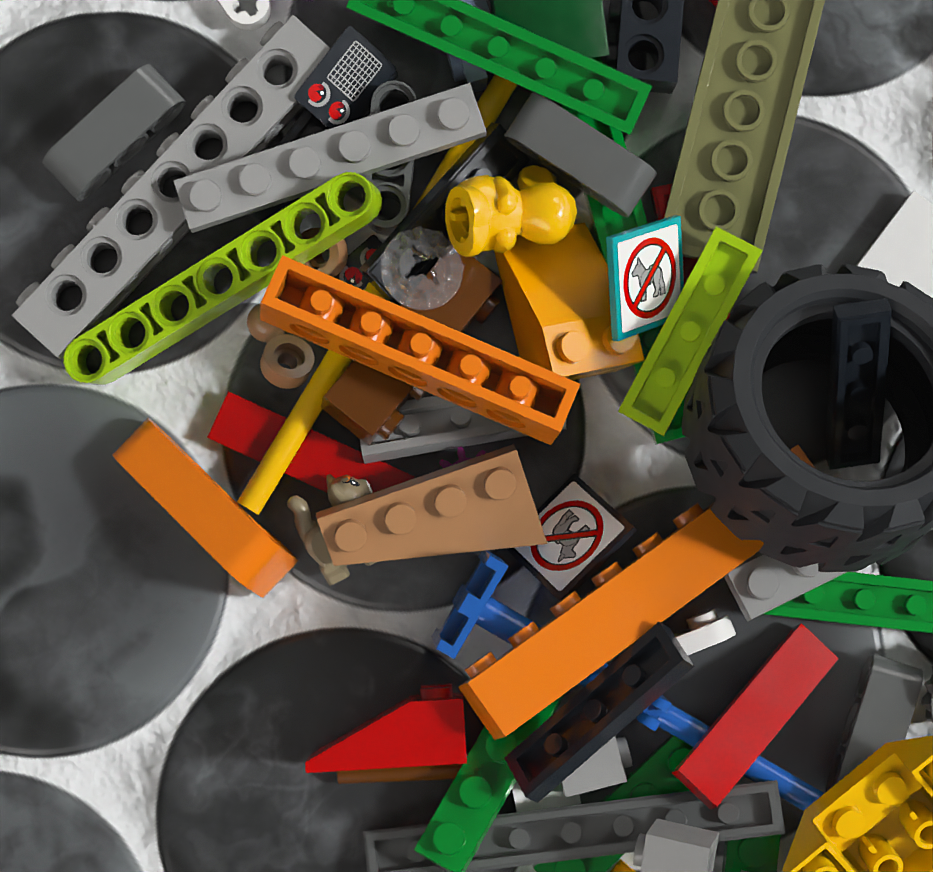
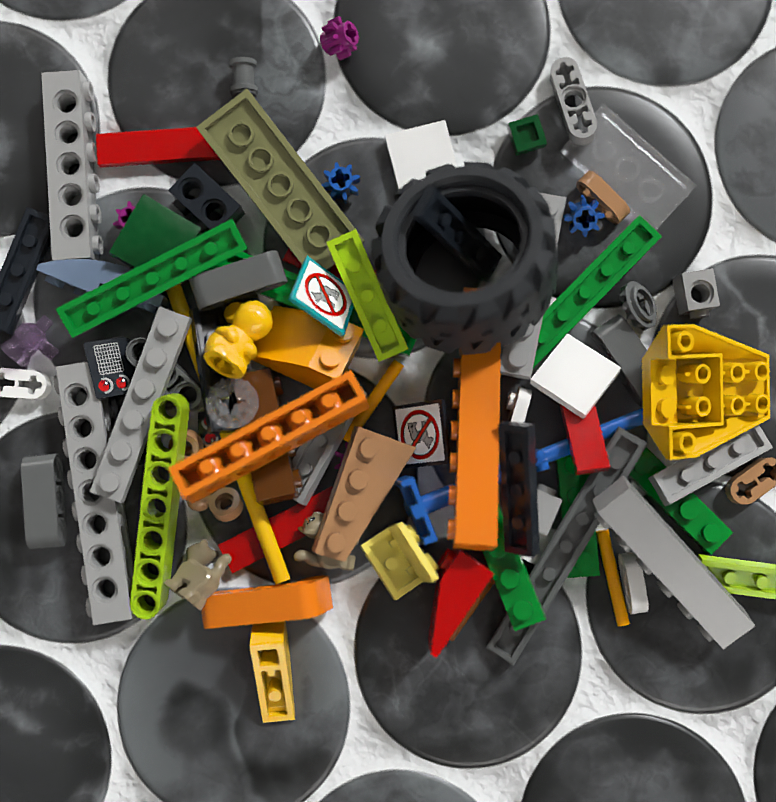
camera: 50 degrees left, 0 degrees up
(126, 584) = (272, 671): none -> yellow slope
(166, 395) = (194, 579): none -> dark tan animal
(389, 633) = (399, 559): none -> light yellow bracket
(571, 443) = (376, 396): none -> light orange bar
(798, 675) = (575, 376): none -> white tile
(823, 182) = (345, 174): none -> blue gear

